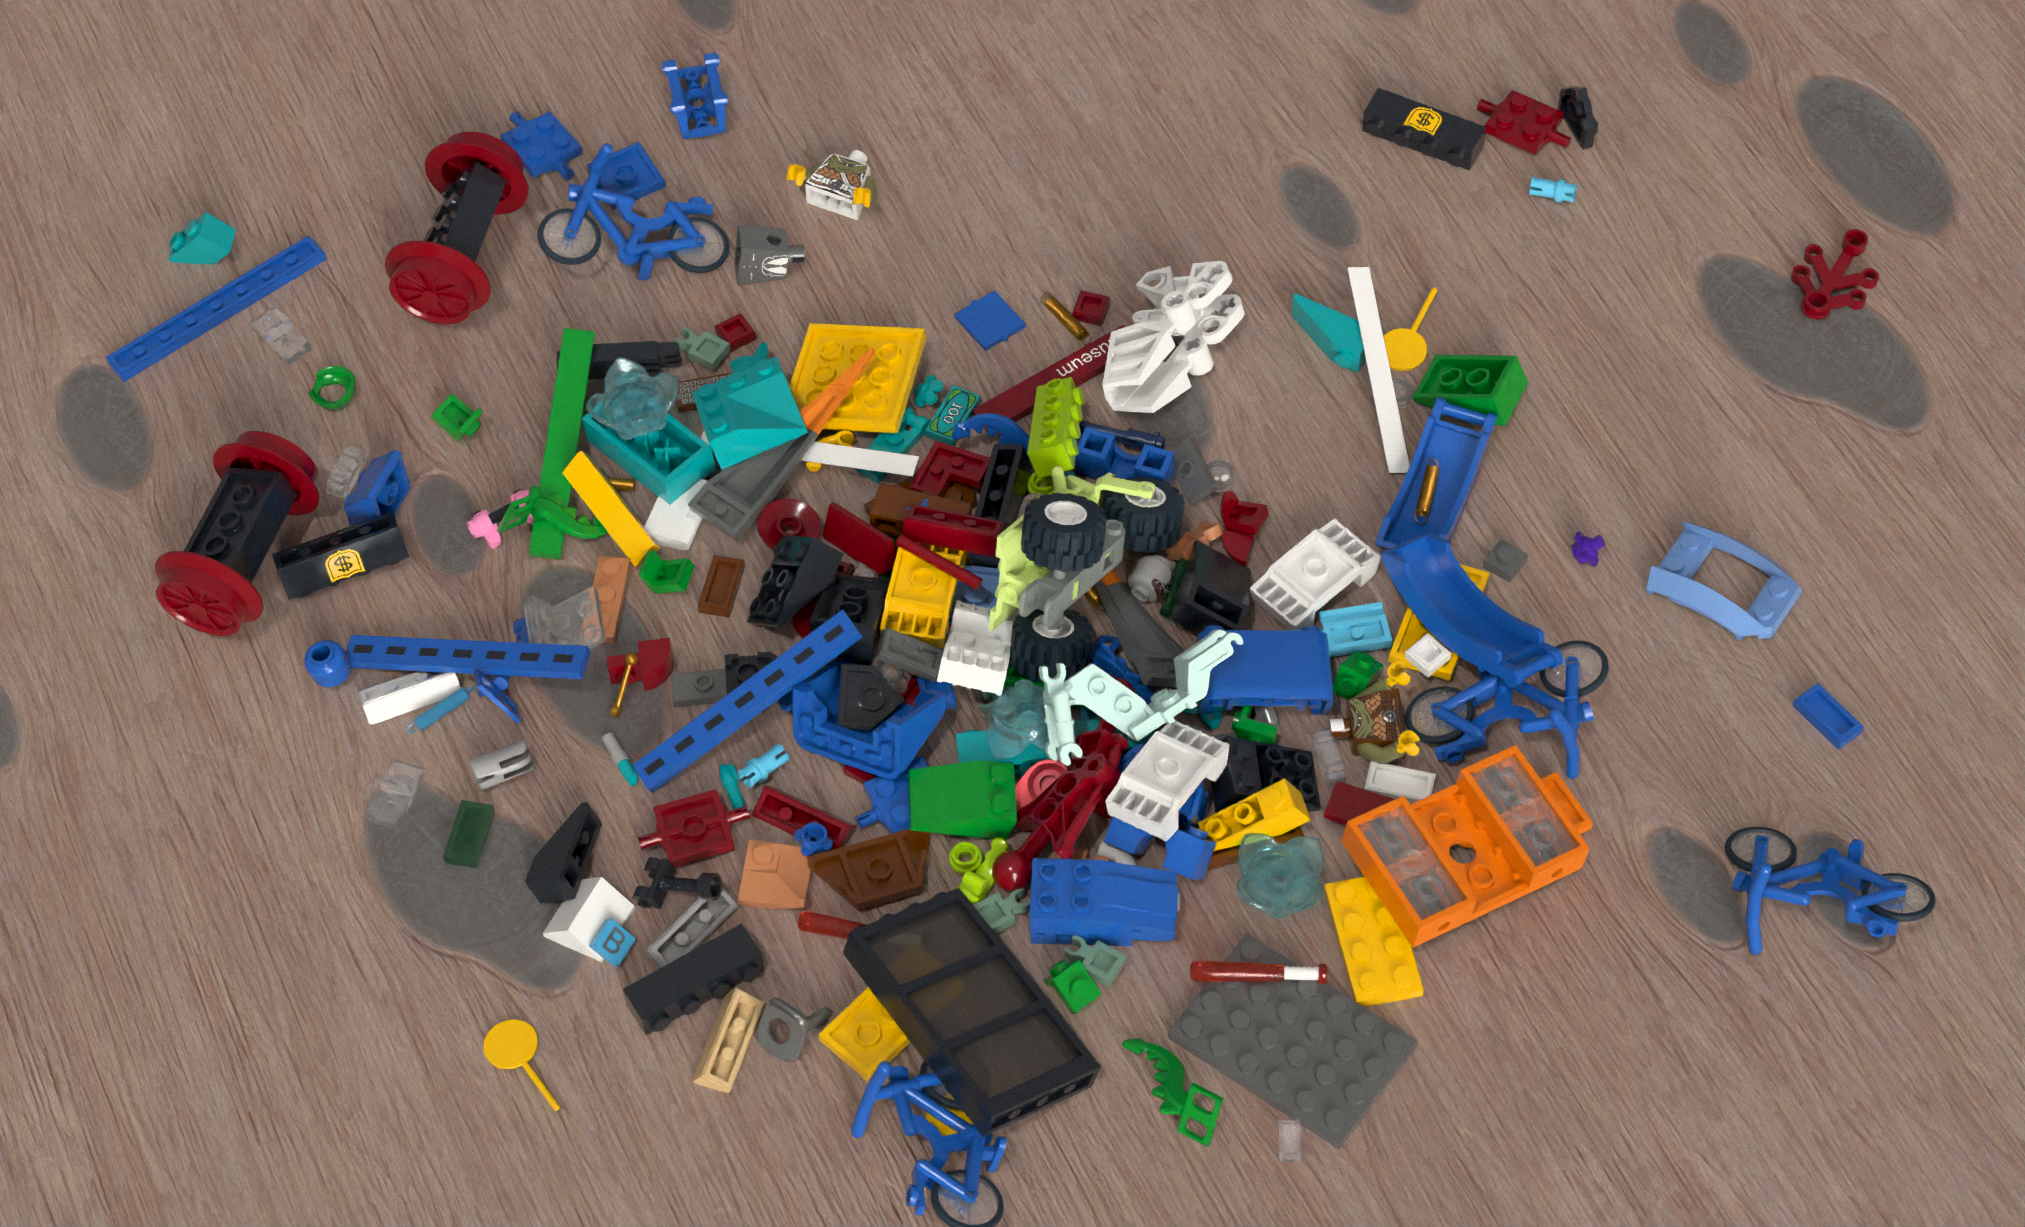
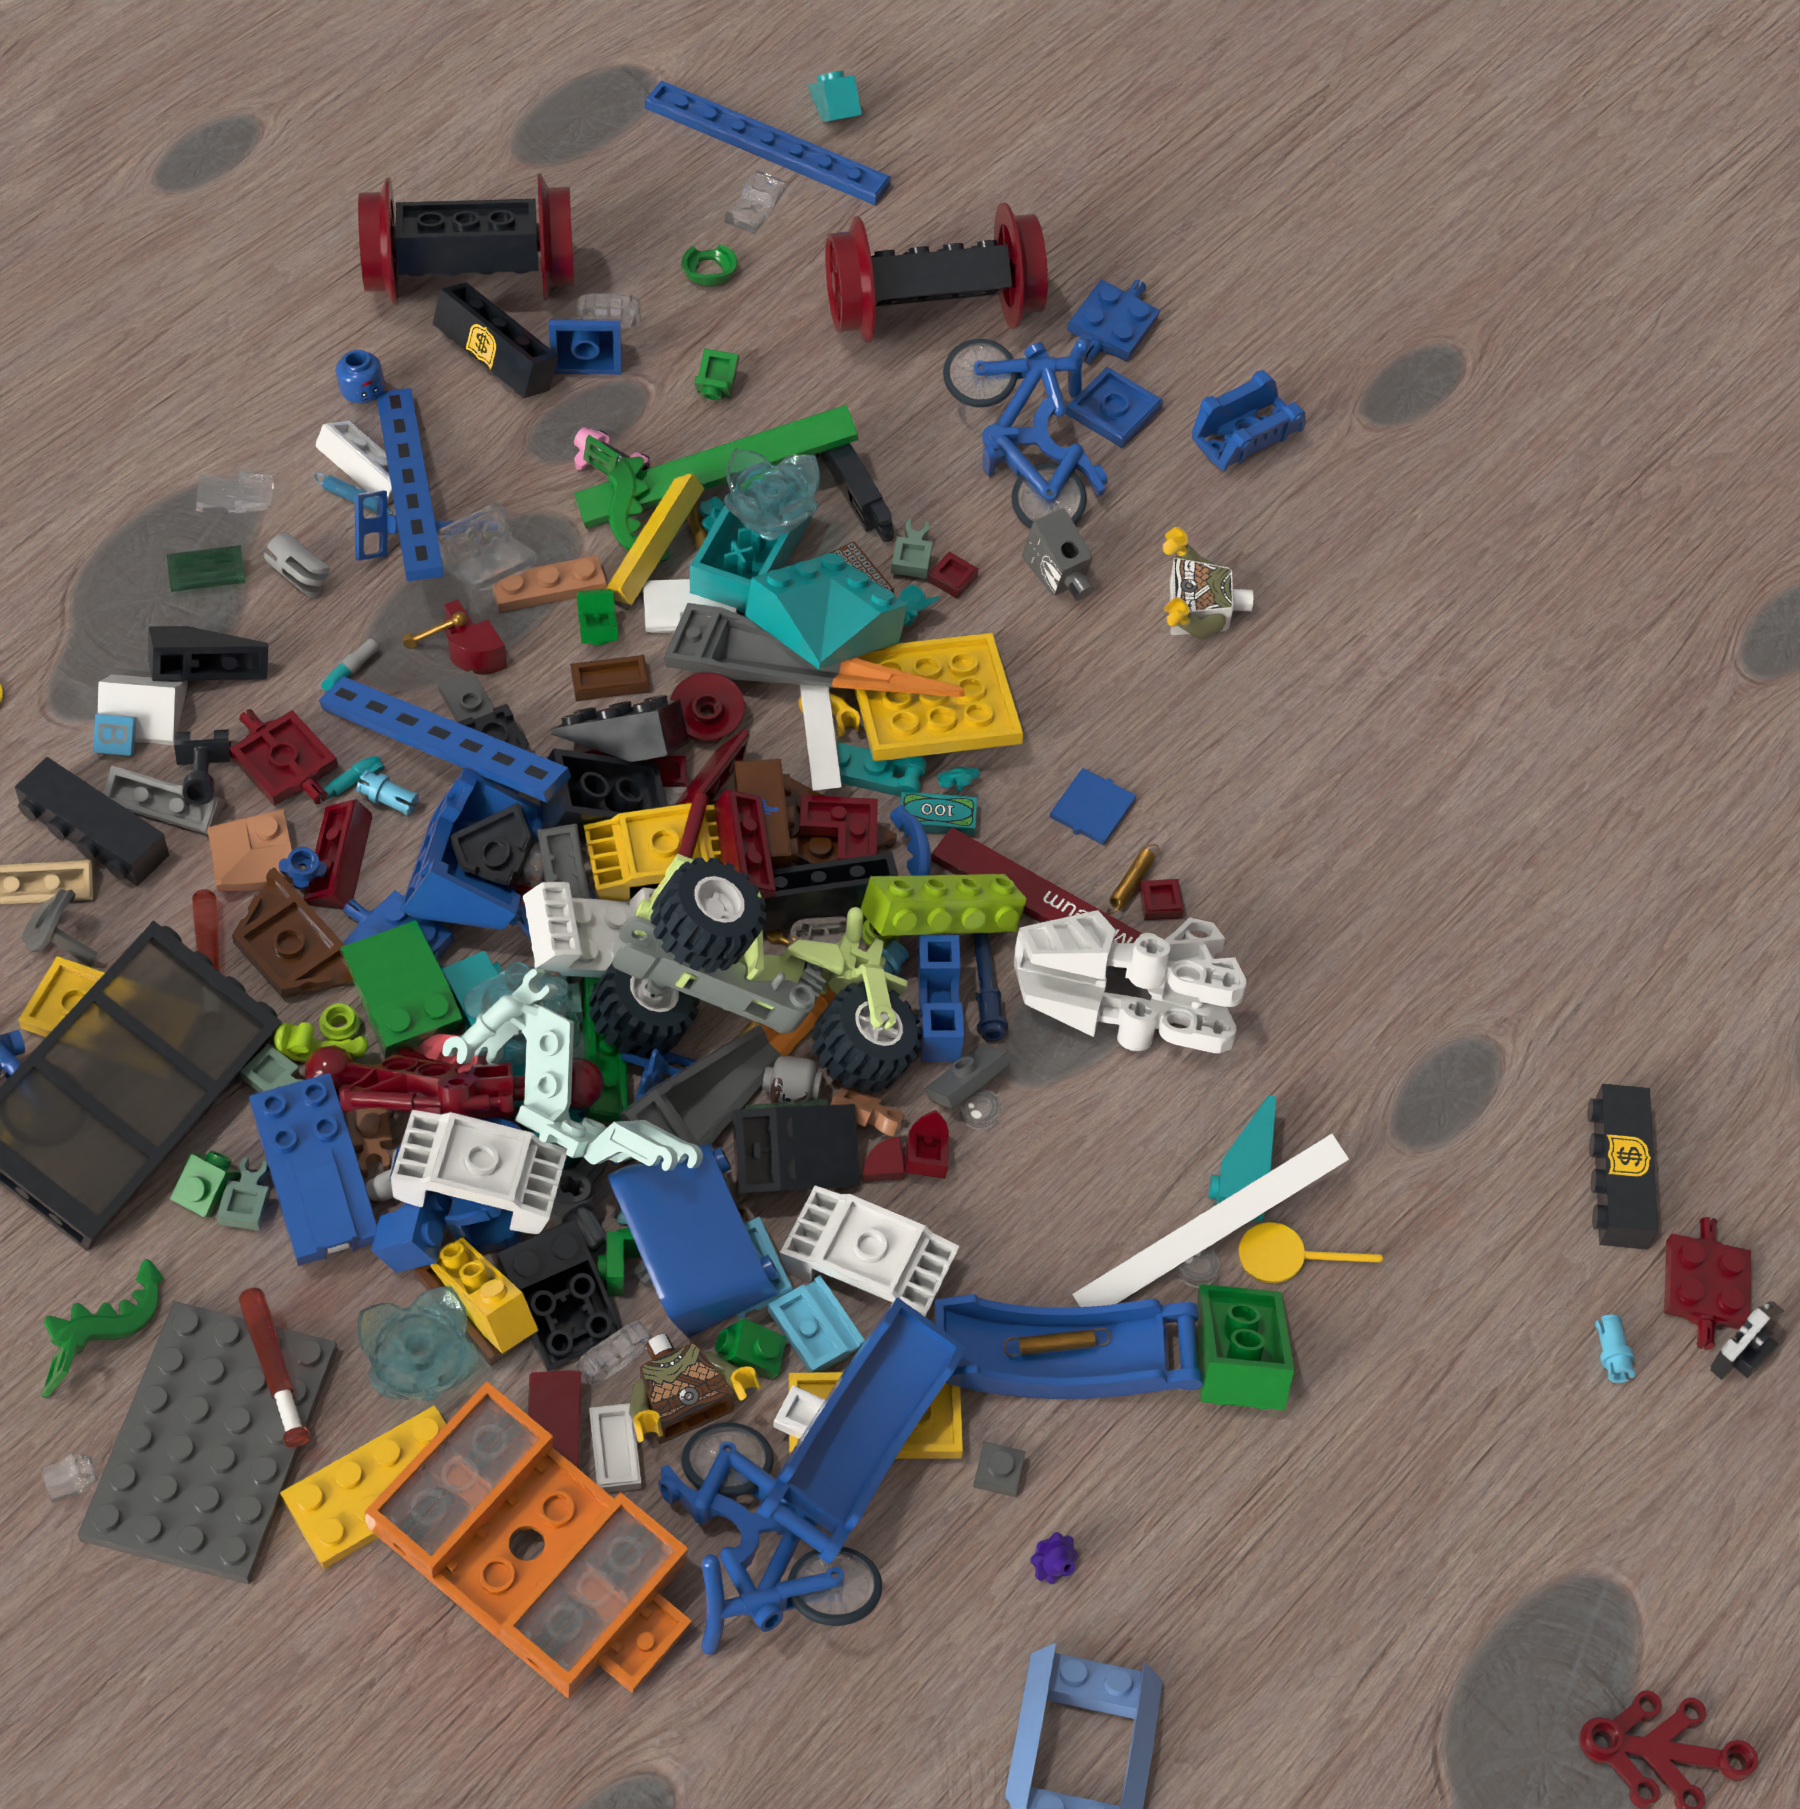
camera: 60 degrees right, 0 degrees up
(605, 466) = (711, 511): none -> teal plant

